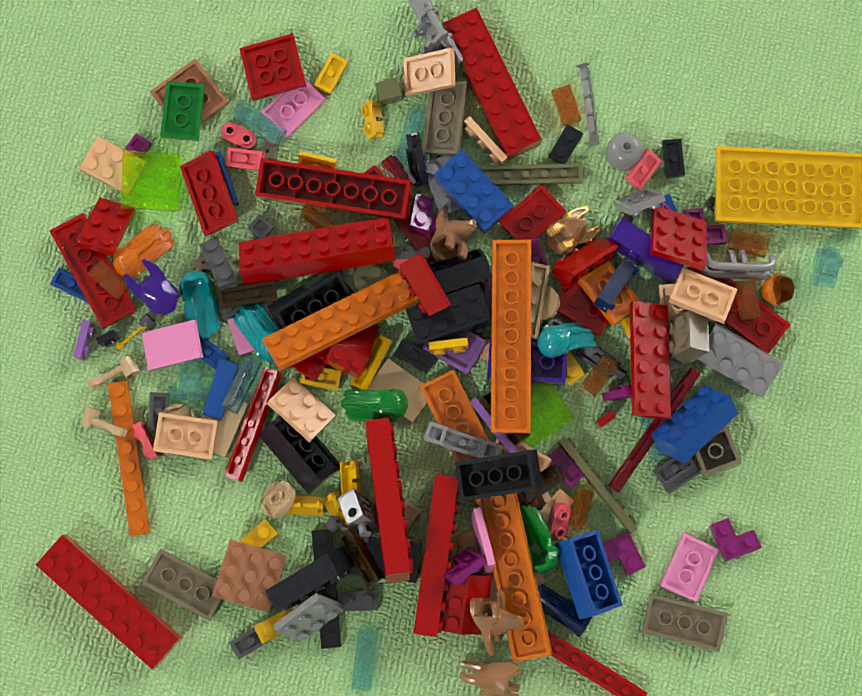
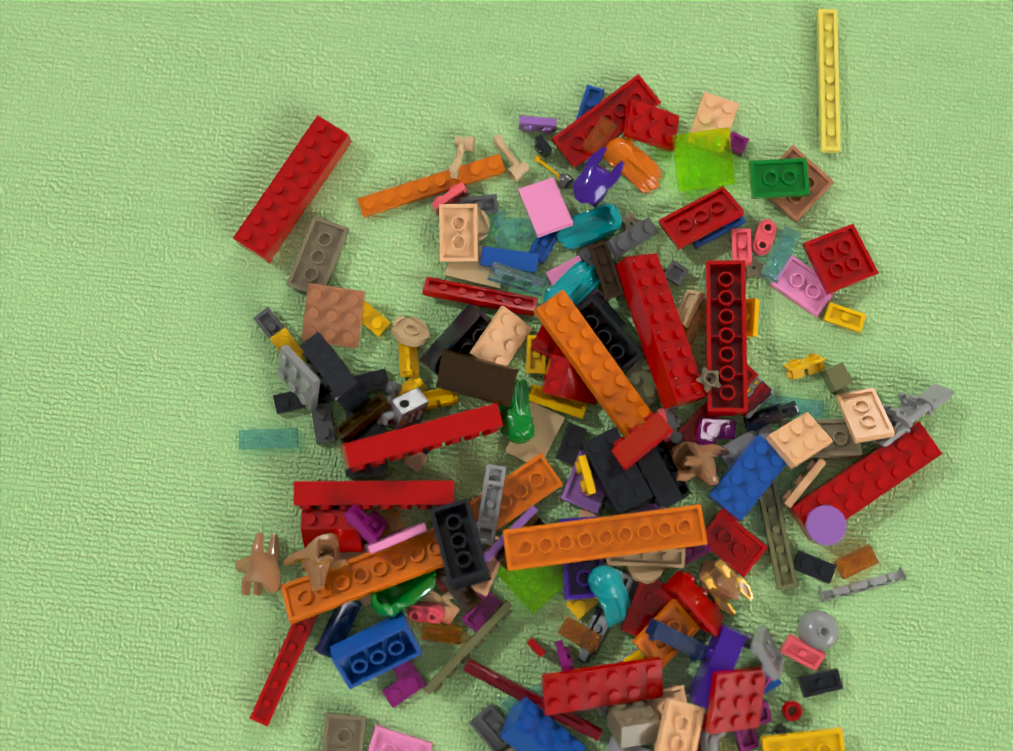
camera: 80 degrees right, 0 degrees up
(89, 45) = (828, 81): none -> light yellow plate
(296, 219) = (689, 306): none -> tan tile
(337, 437) = (477, 378): none -> dark brown tile
(377, 207) = (713, 375): none -> dark tan plate
(444, 137) = (799, 440): none -> light nougat plate
(528, 127) = (825, 525): none -> medium lavender tile
(695, 183) = (797, 710): none -> red plate

